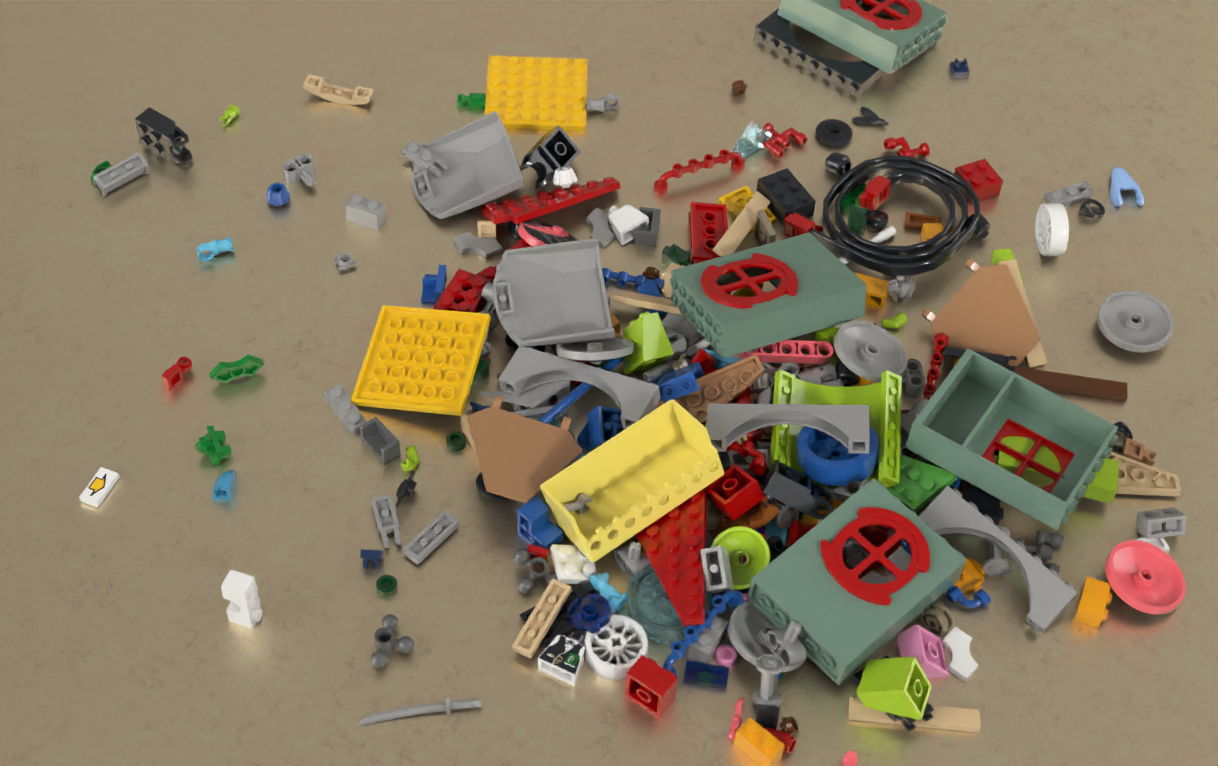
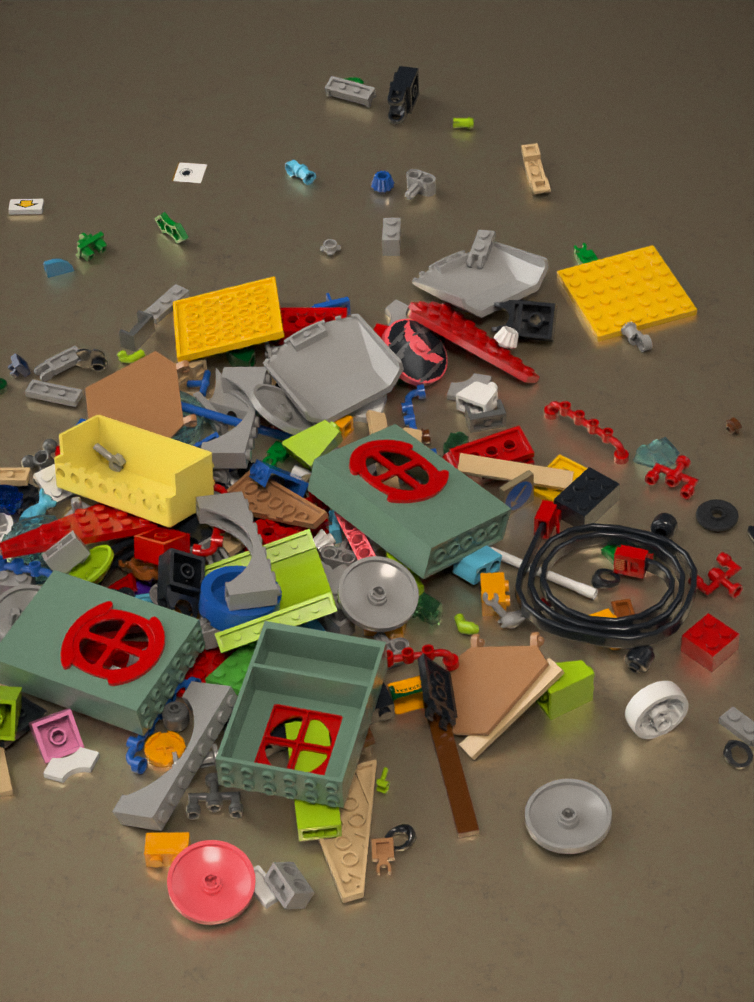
camera: 75 degrees right, 5 degrees down
(143, 335) = (189, 172): none -> white sticker
(173, 375) = (150, 201): red plate -> none
(857, 220) = (587, 562): clear green brick -> none
(937, 618) = (97, 734): dark tan wheel -> none

